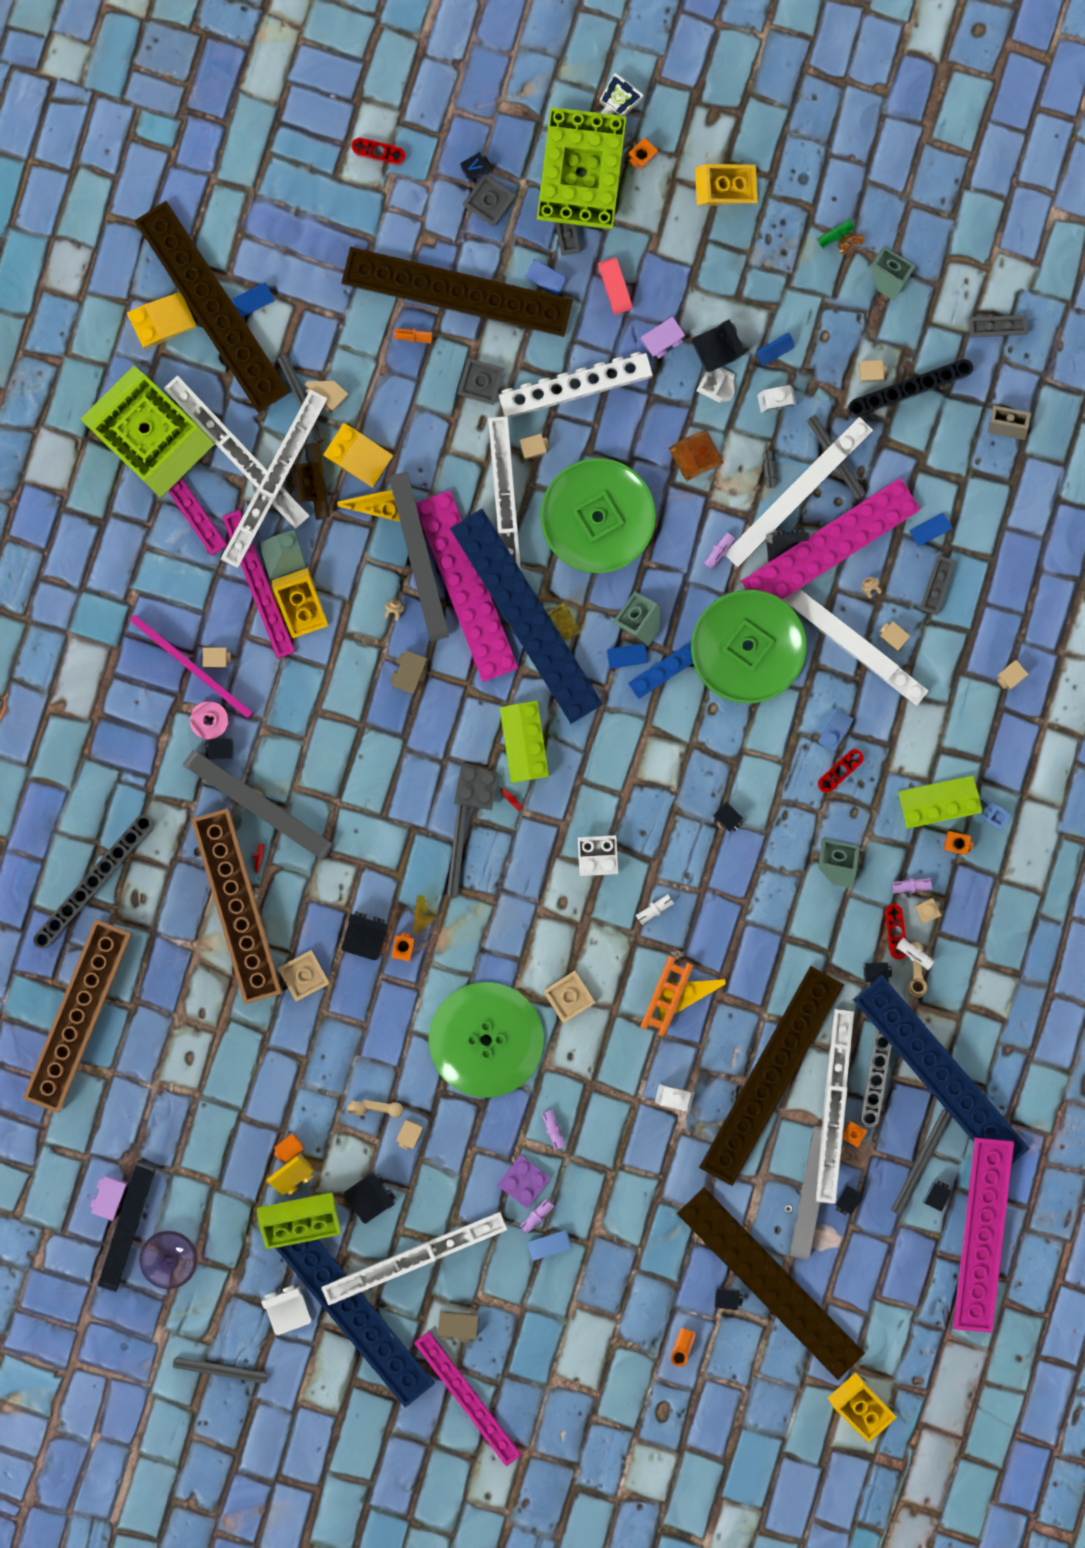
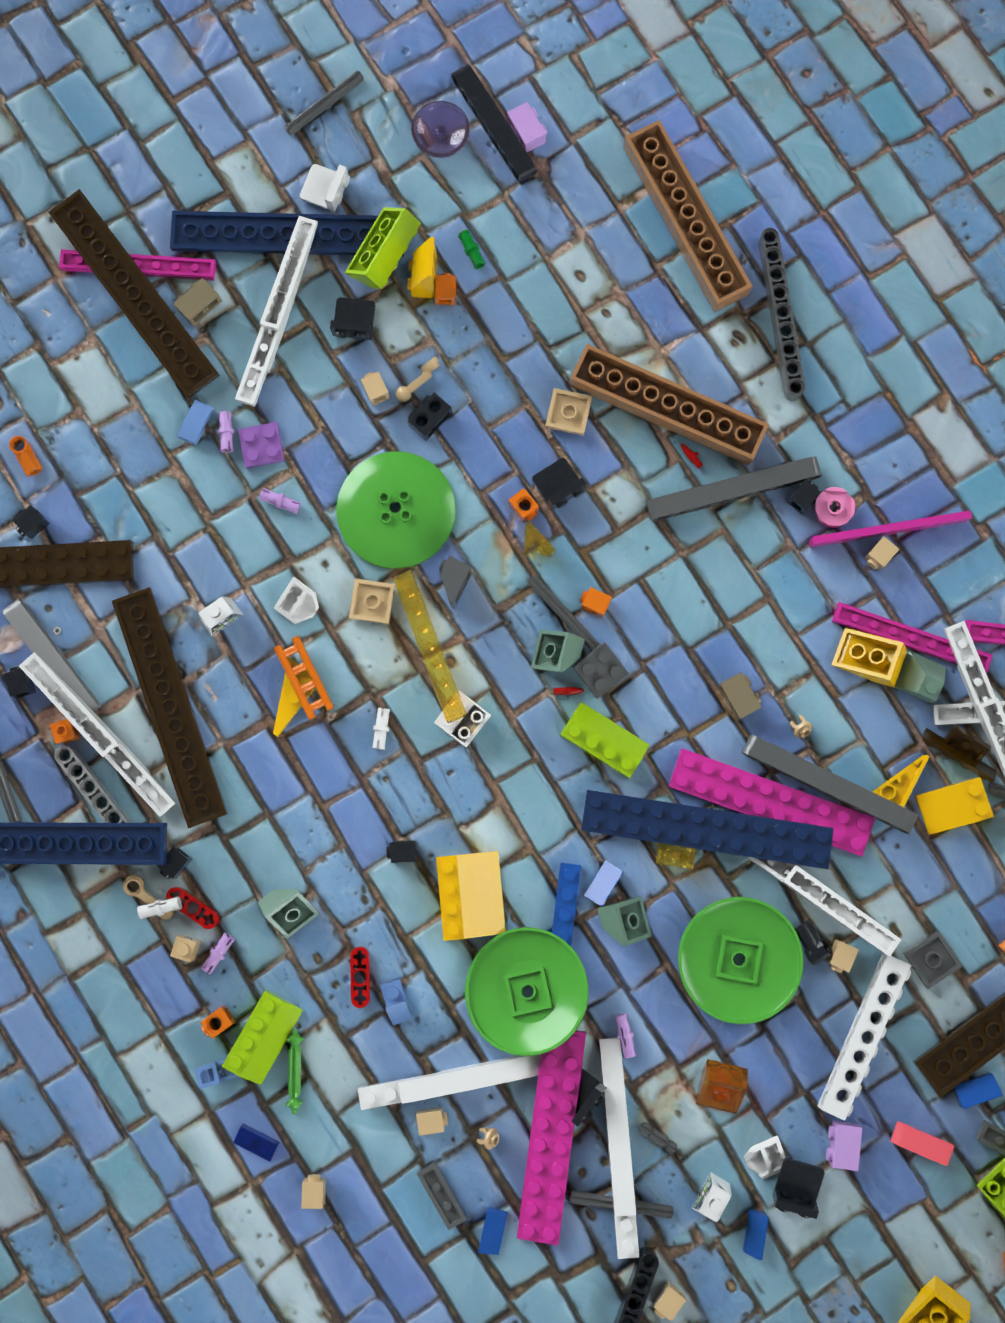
camera: 135 degrees right, 5 degrees down
(240, 1155) = (471, 249): none -> green pin
(395, 1070) = (433, 419): none -> black brick
(429, 834) = (595, 601): none -> orange brick
(490, 831) = (556, 650): none -> sand green slope
(493, 1378) = (134, 294): none -> dark brown plate
(501, 950) = (454, 578): none -> dark grey slope
(543, 470) = (815, 947): none -> black piece
(566, 925) = (429, 647): none -> clear yellow tile
(616, 1050) = (297, 602): none -> white slope
(716, 742) = (470, 895): none -> yellow slope
(943, 760) = (294, 1071): none -> bright green wheel
(1014, 744) = (256, 1142): none -> clear blue slope

